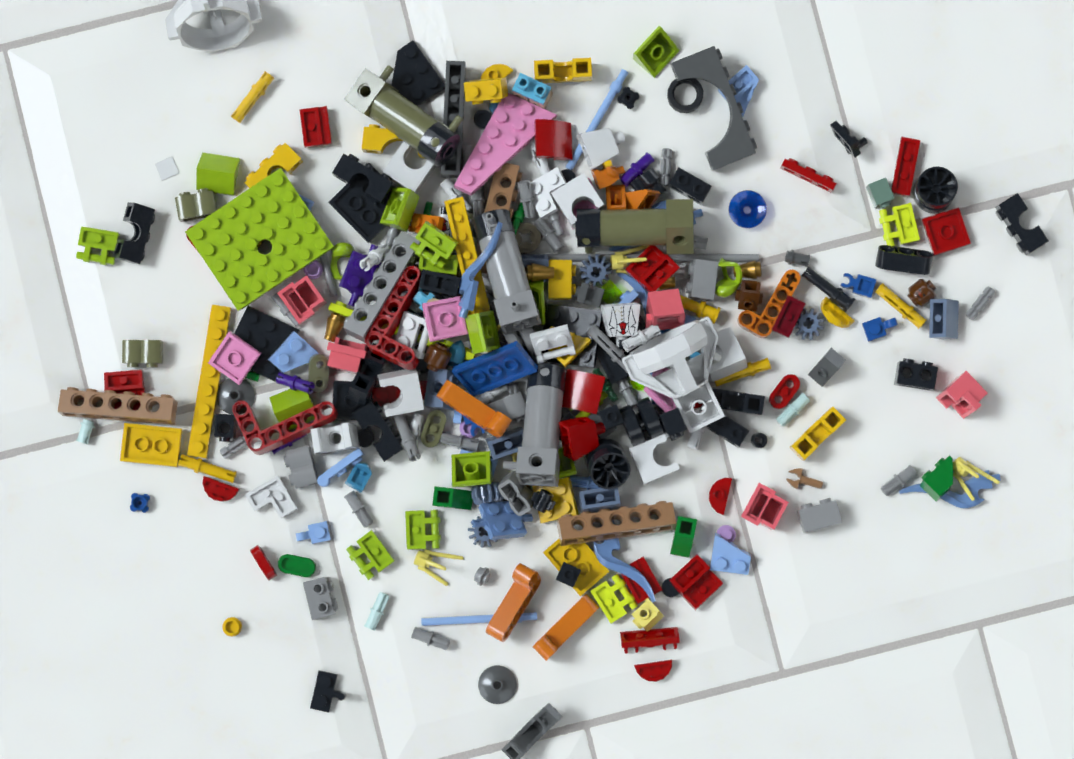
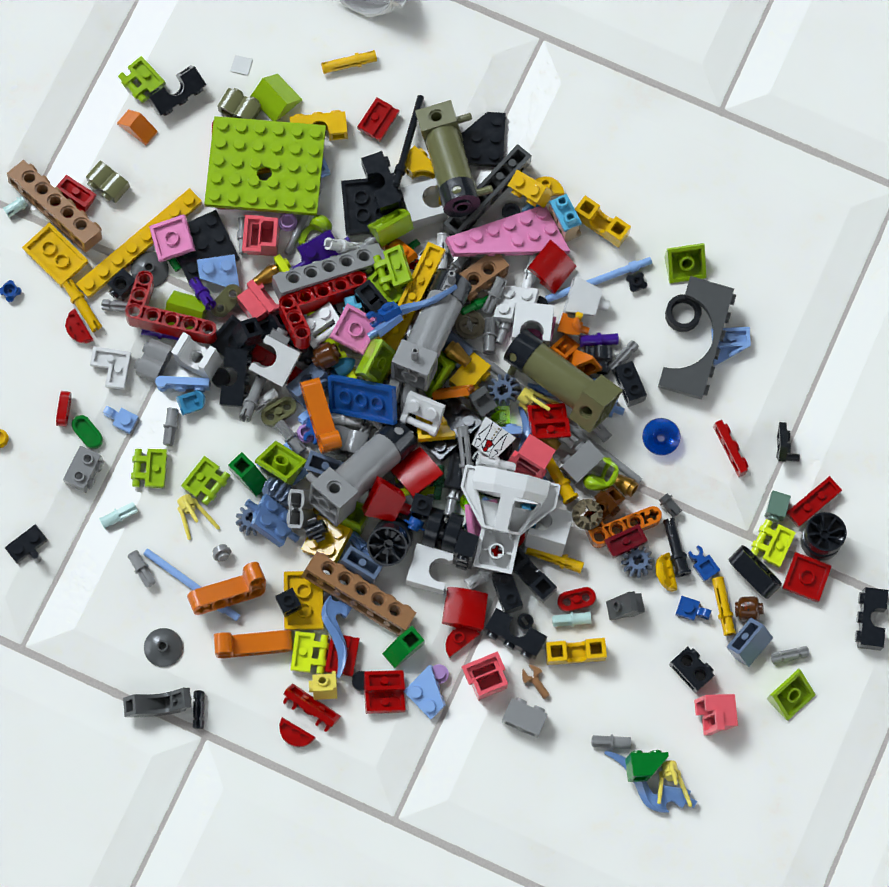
camera: 30 degrees right, 10 degrees down
(126, 286) = (137, 126): none -> orange slope
(370, 155) = (400, 168): none -> black bar
(388, 370) = (280, 335): none -> light grey plate
(460, 287) = (385, 313): none -> blue plate
(560, 305) = (451, 392): none -> orange tile
(565, 711) = (198, 709): none -> black axle
(616, 434) = (415, 524): none -> blue plate
(705, 468) = (465, 608): none -> red slope
(733, 319) = (582, 521): none -> dark tan gear
(743, 461) = (528, 645): none -> black arch
(1005, 333) = (791, 695): none -> lime slope

